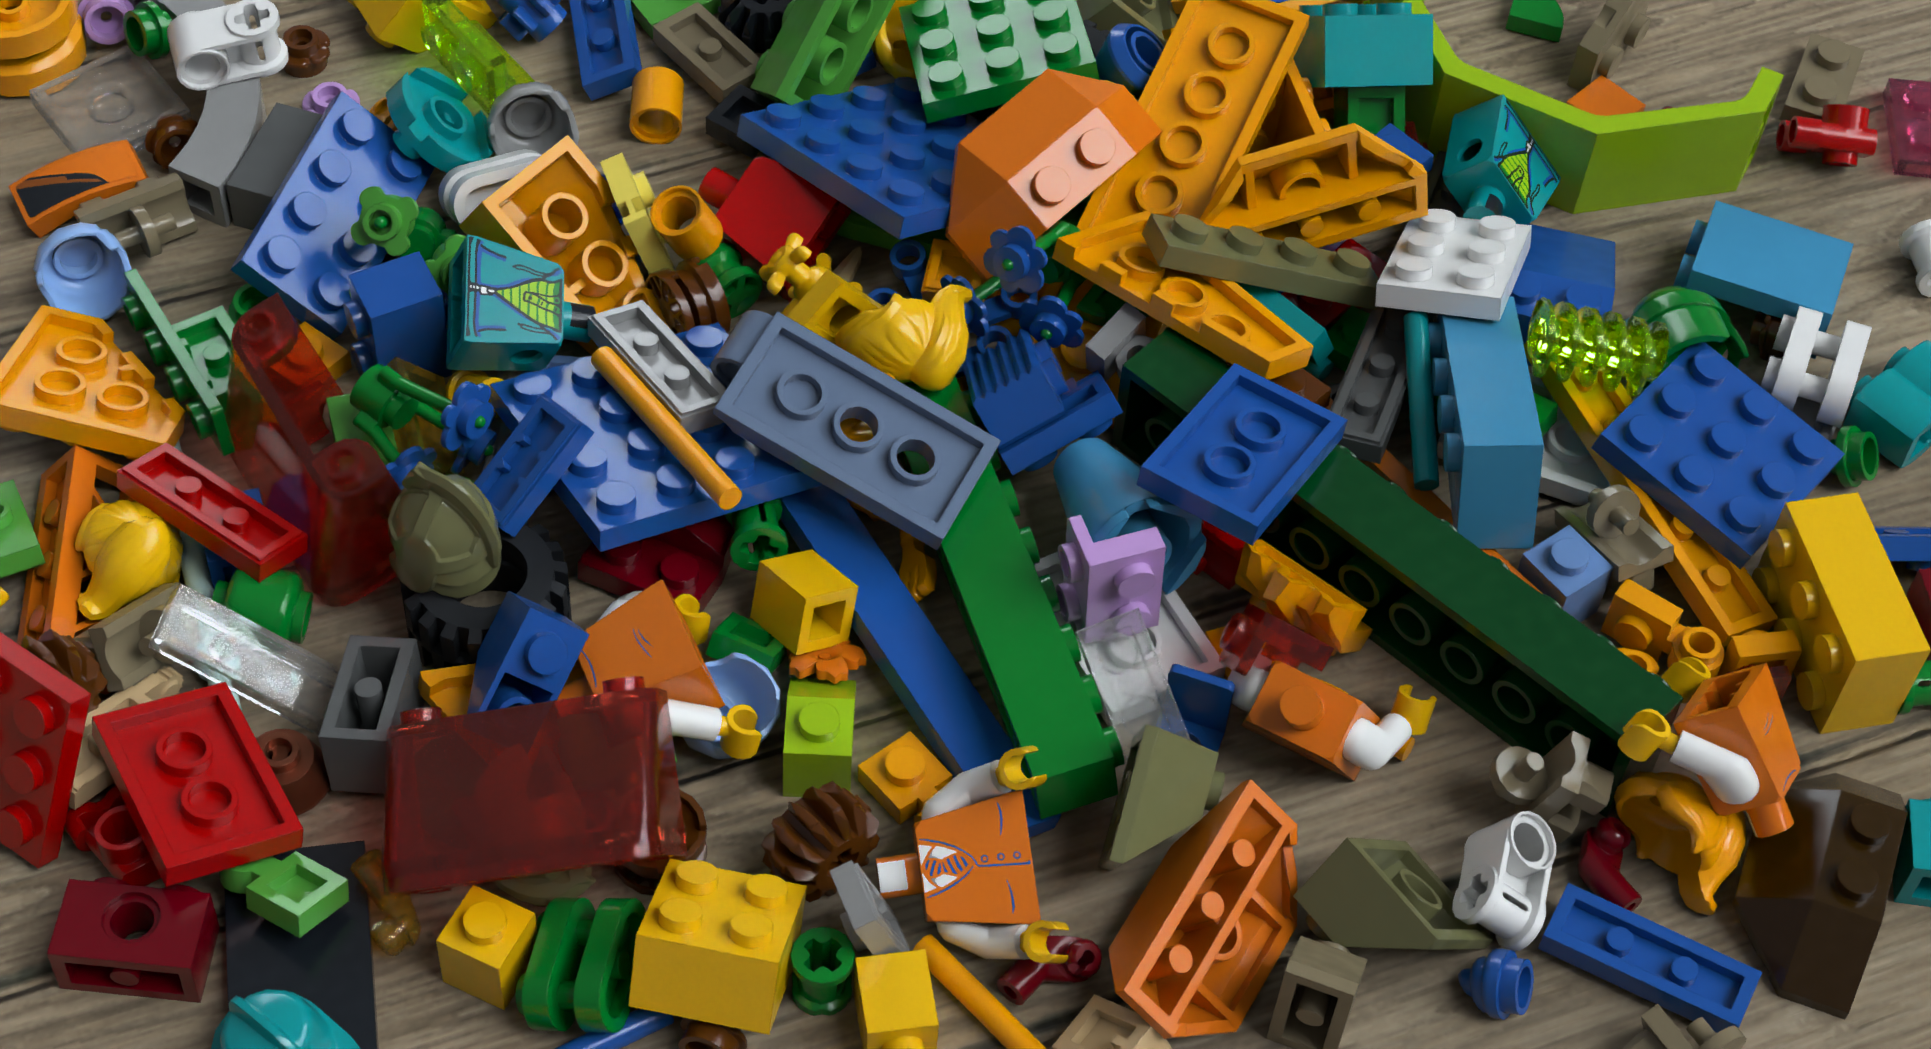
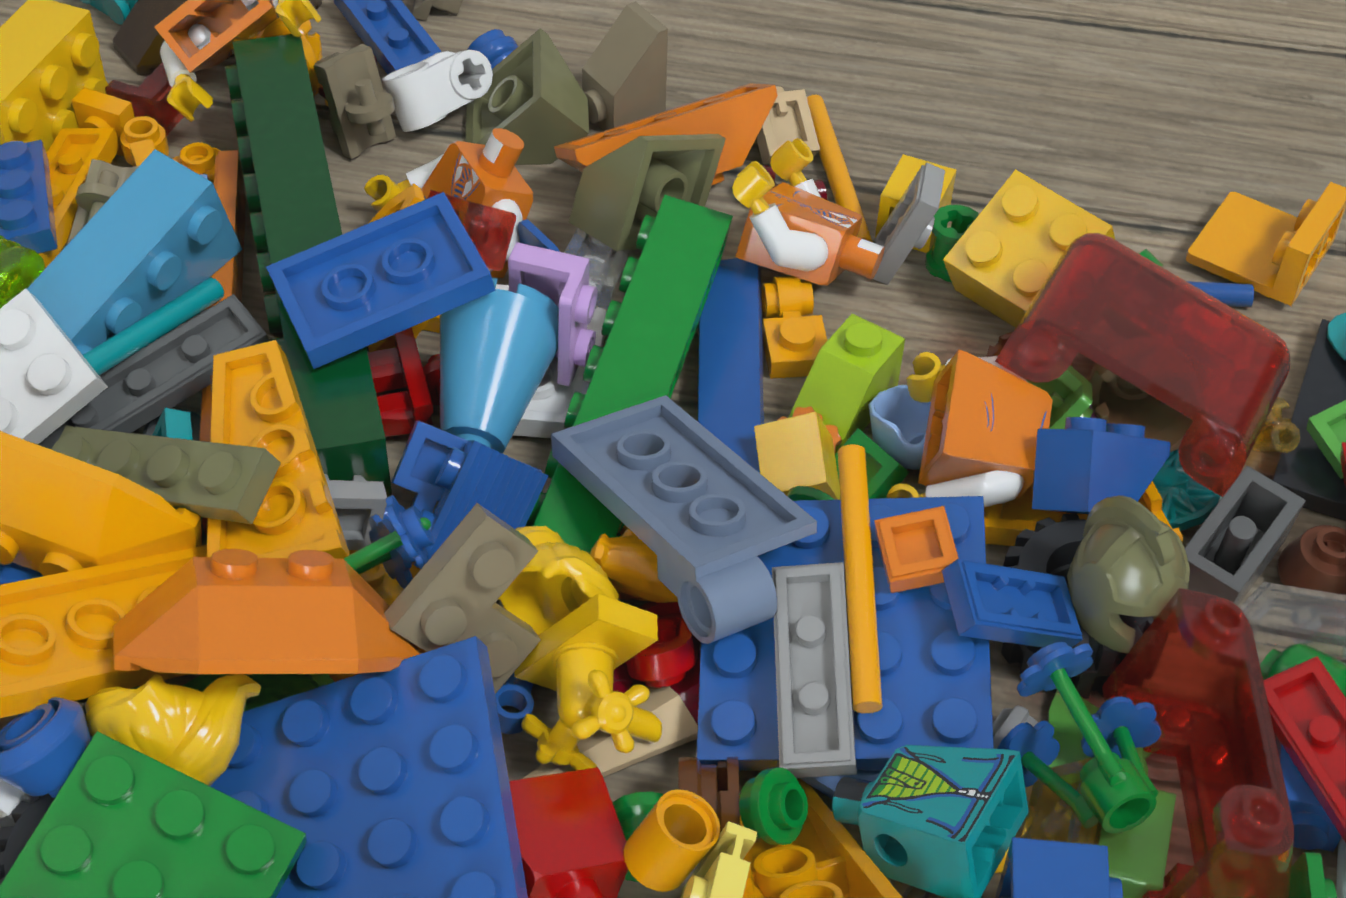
camera: 145 degrees left, 5 degrees down
(627, 455) = (915, 548): none -> orange tile
(634, 283) = (774, 806): none -> green plate
(819, 835) = (908, 295): reddish brown gear -> none
(936, 252) = (458, 594): none -> dark tan plate

